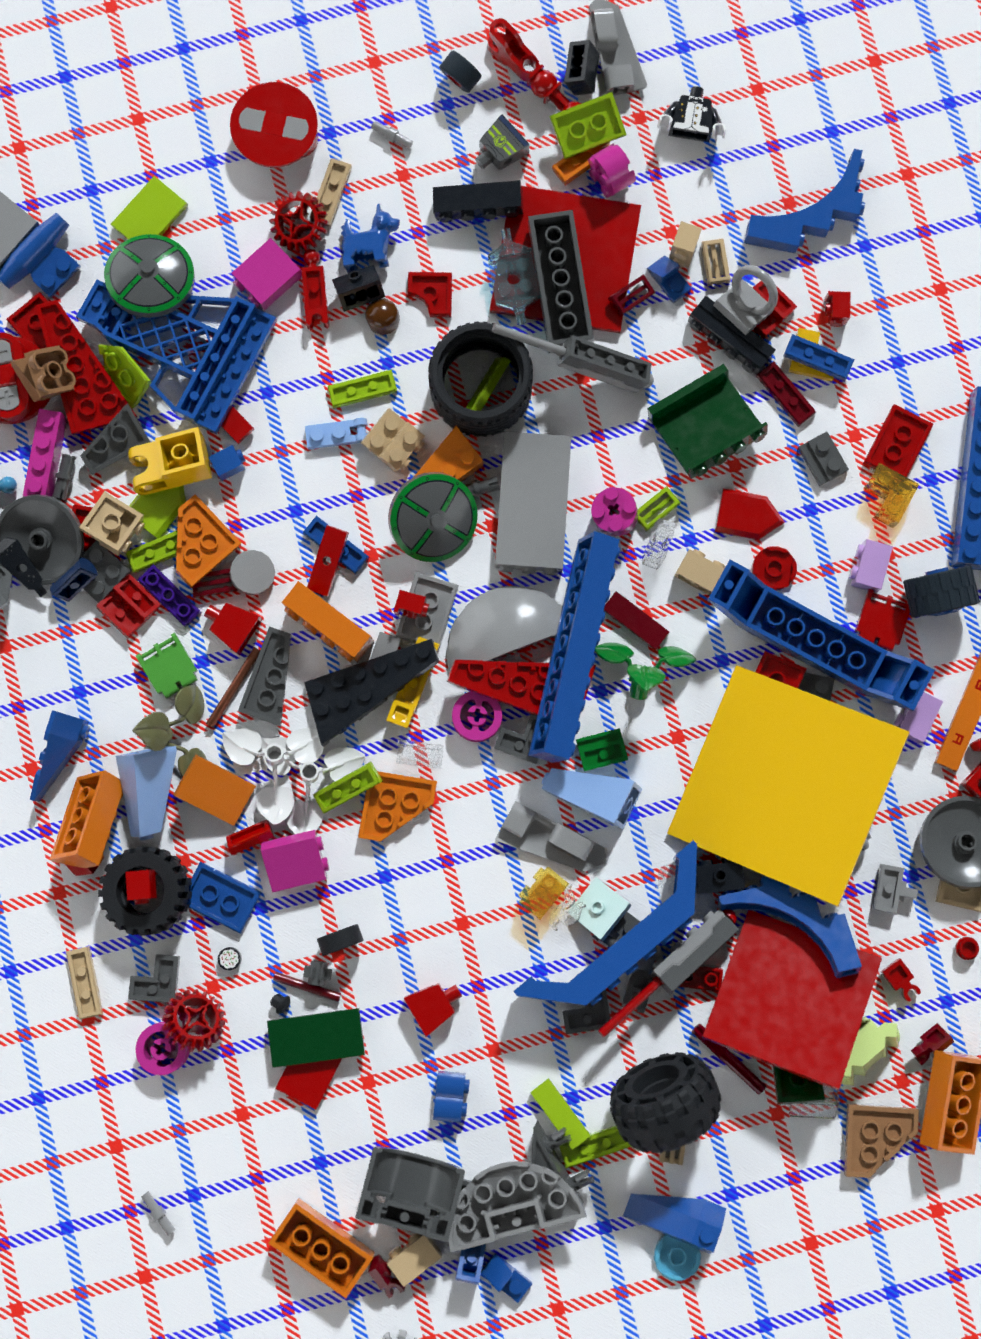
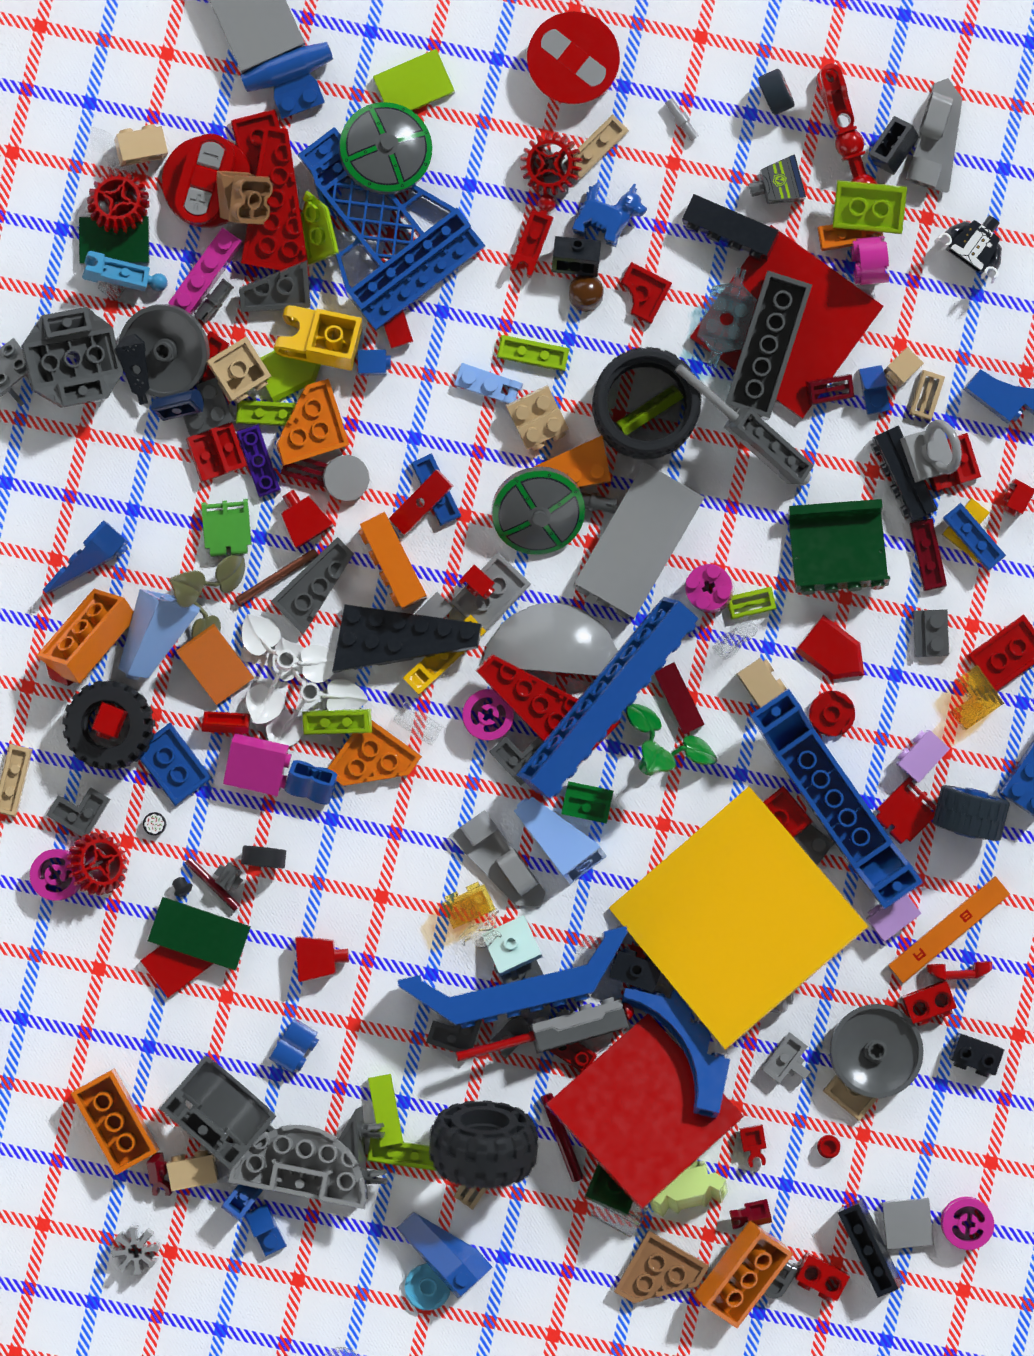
camera: 20 degrees right, 5 degrees up
(266, 275) = (495, 199): dark pink brick -> none
(350, 852) = (311, 782): none -> blue brick

